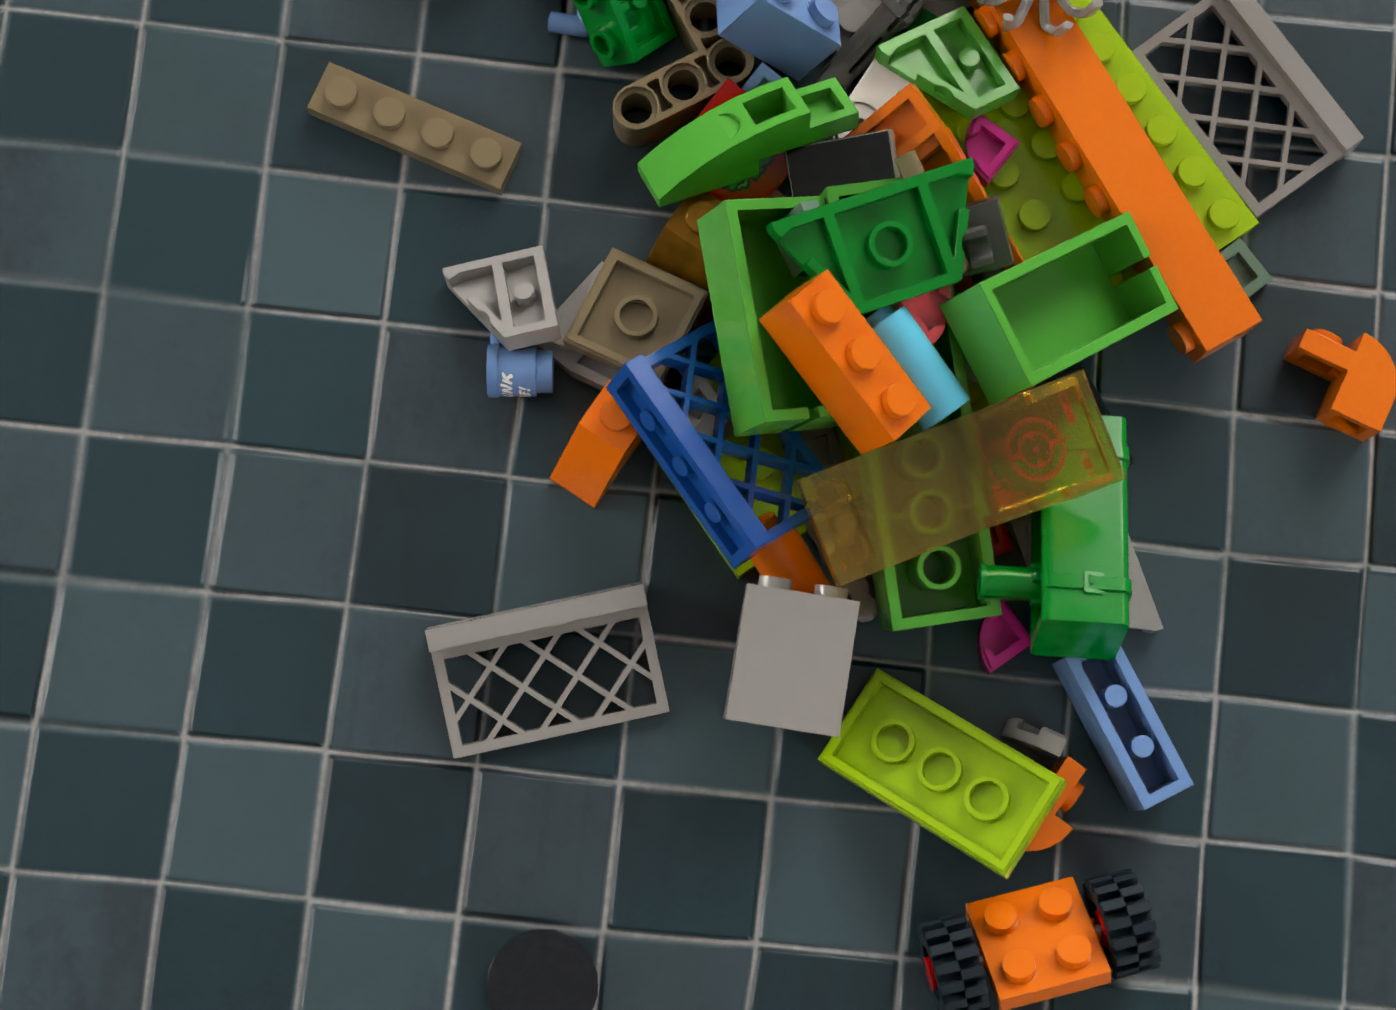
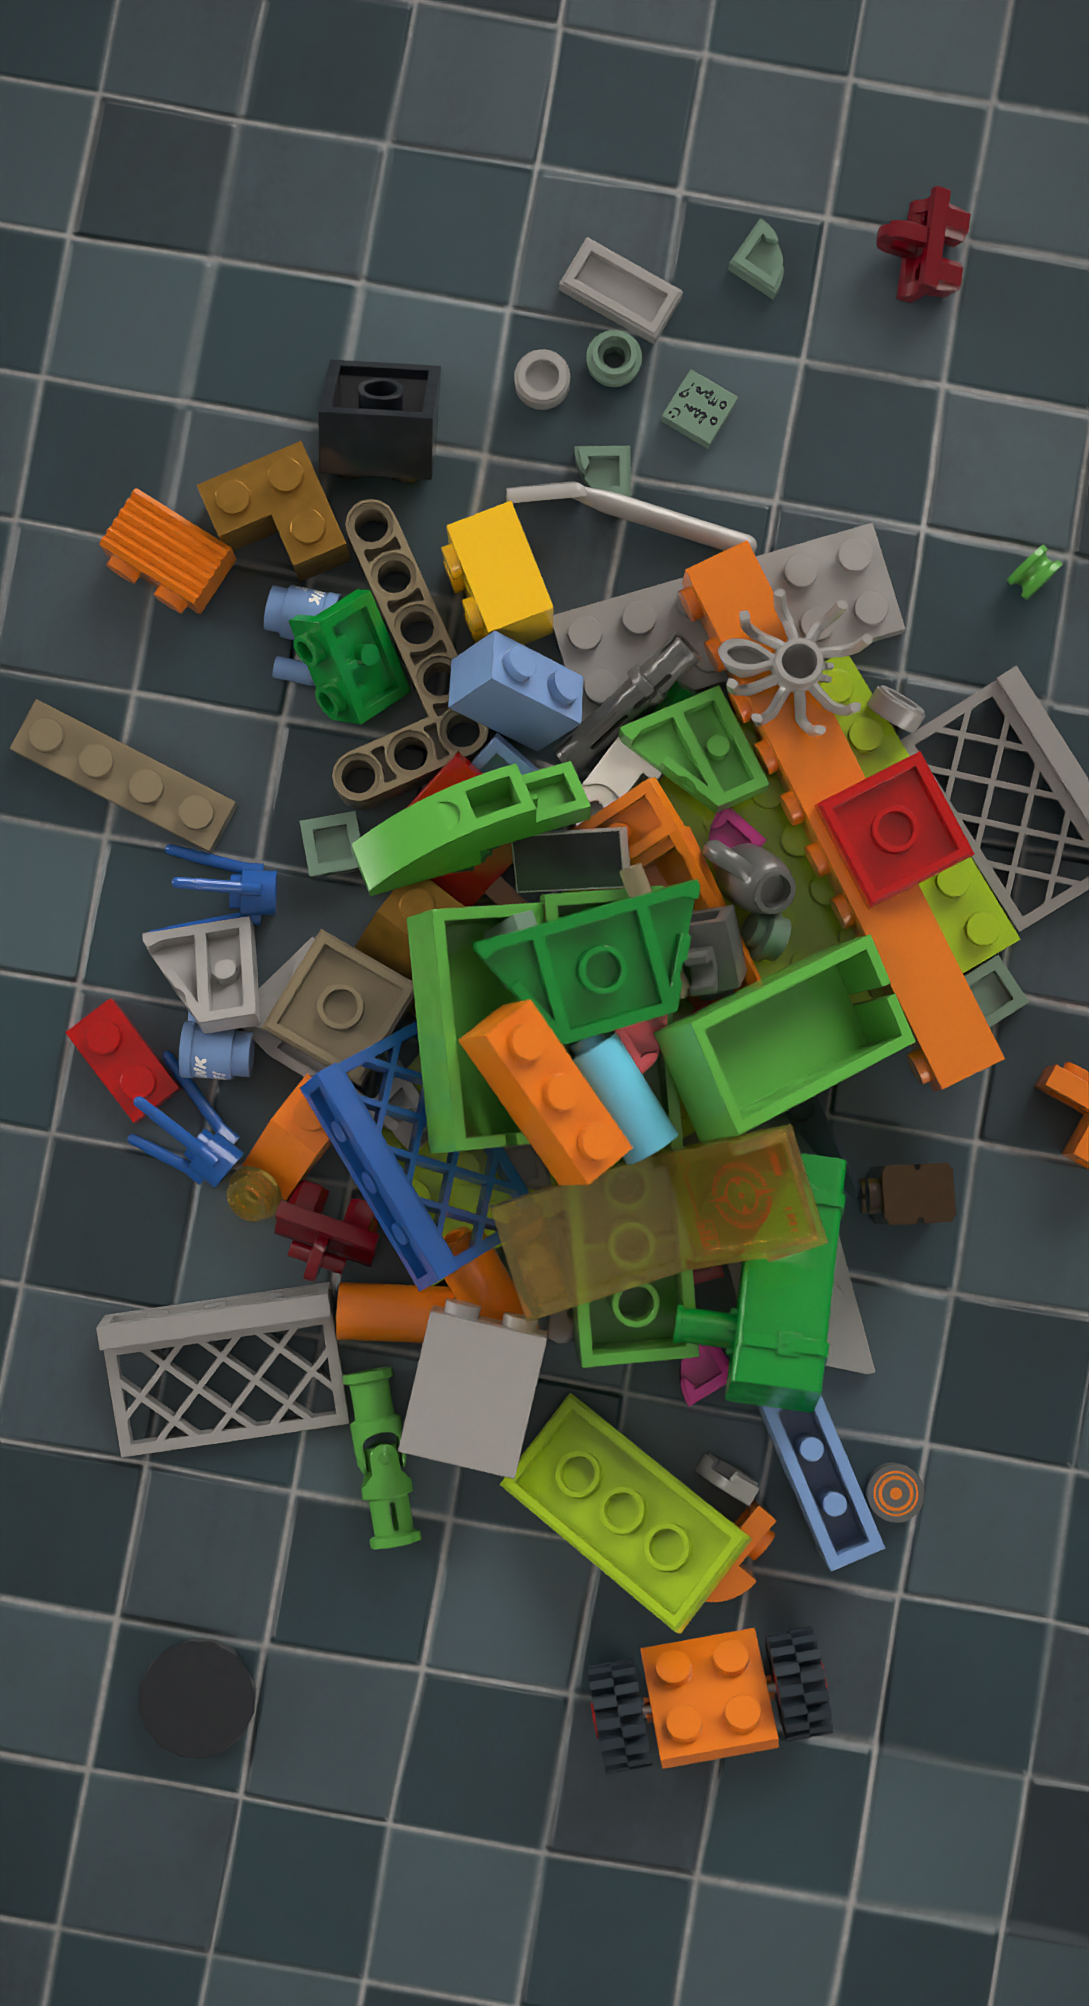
camera: 10 degrees right, 5 degrees up
(431, 387) = (122, 1059): none -> red plate
(520, 467) = (209, 1154): none -> blue plant
(540, 218) = (251, 892): none -> blue plant
(559, 510) = (253, 1194): none -> clear yellow plate
(615, 176) = (329, 844): none -> sand green plate
(633, 535) = (322, 1239): none -> dark red hips
(698, 602) = (386, 1311): none -> orange brick
(706, 746) = (380, 1461): none -> bright green piece
(1011, 171) = (751, 877): none -> dark grey piece
(1028, 225) = (766, 935): none -> sand green plate
(1126, 21) = (896, 708): none -> light grey tile
(1140, 118) = (894, 830): none -> red tile
(1183, 454) = (908, 1194): none -> dark brown brick
(1194, 739) = (894, 1492): none -> dark grey tile

